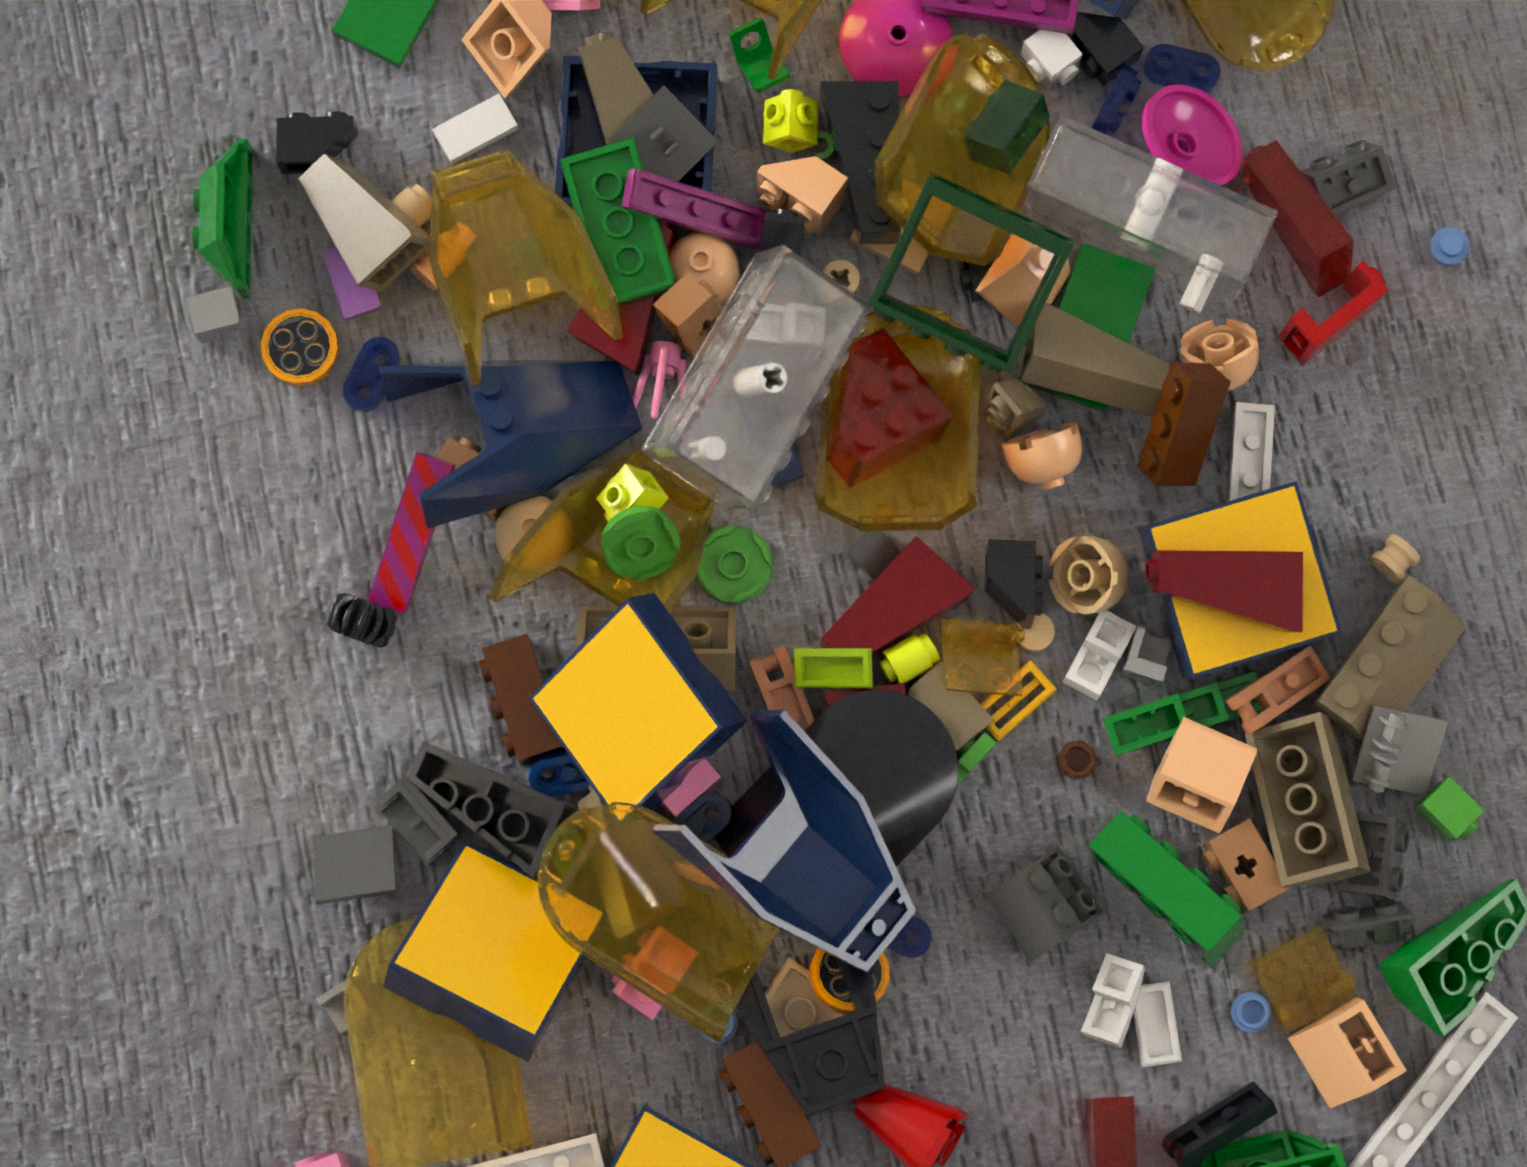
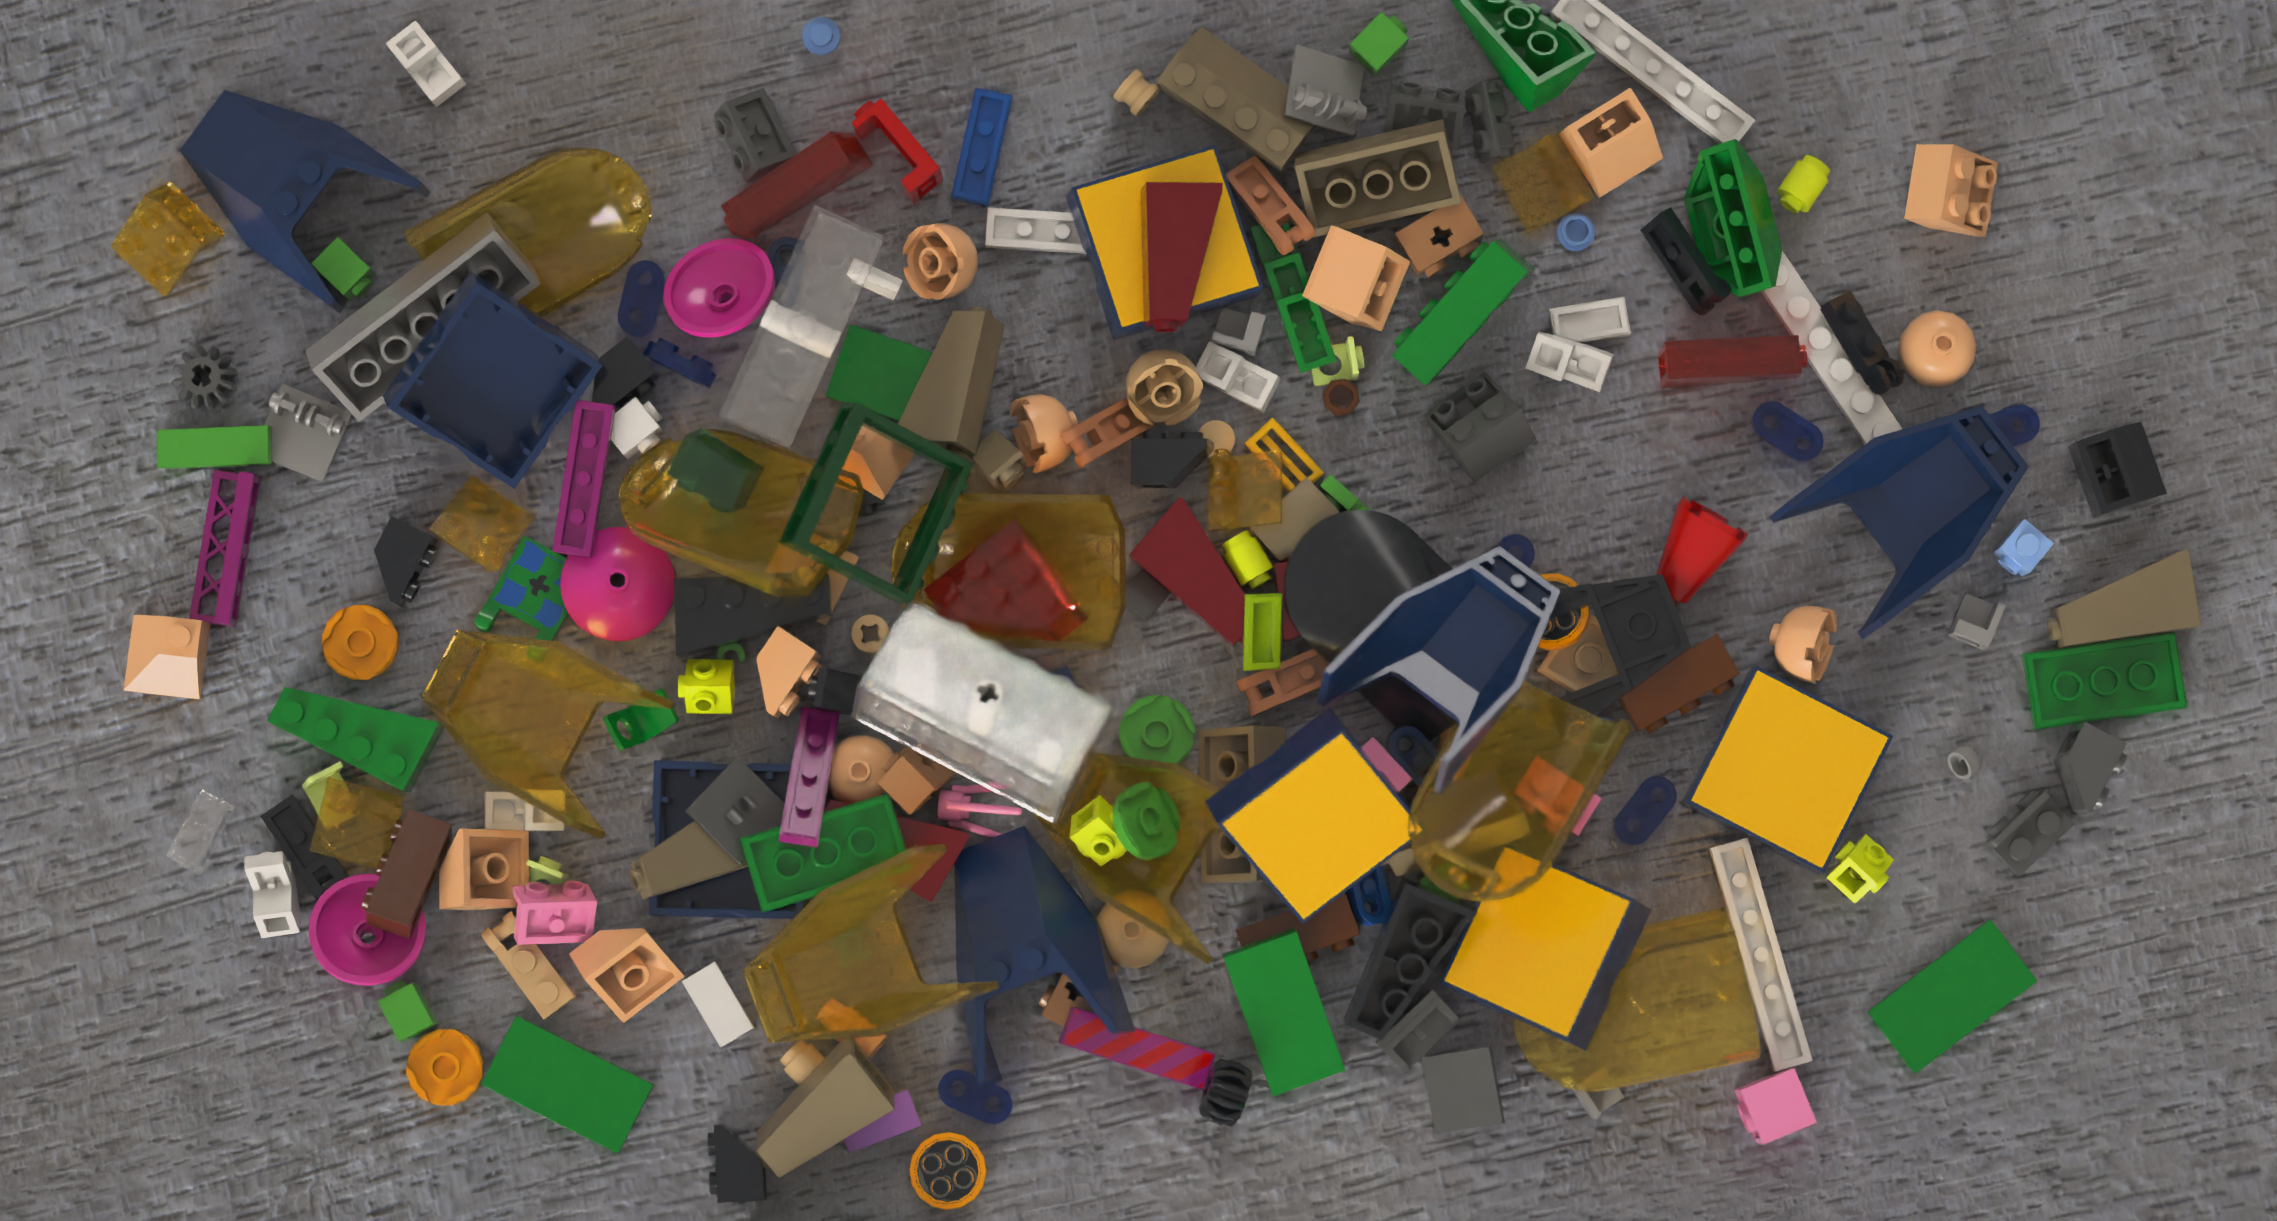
camera: 85 degrees left, 5 degrees up
(442, 681) = (1283, 1012): none -> green tile
(638, 1066) = (1645, 810): none -> clear blue plate
(1043, 513) = (1105, 431): none -> nougat plate
(1114, 772) = (1351, 361): none -> yellowish green bracket
(1183, 424) = (1015, 296): reddish brown brick -> none
(1336, 404) = (981, 147): none -> blue tile

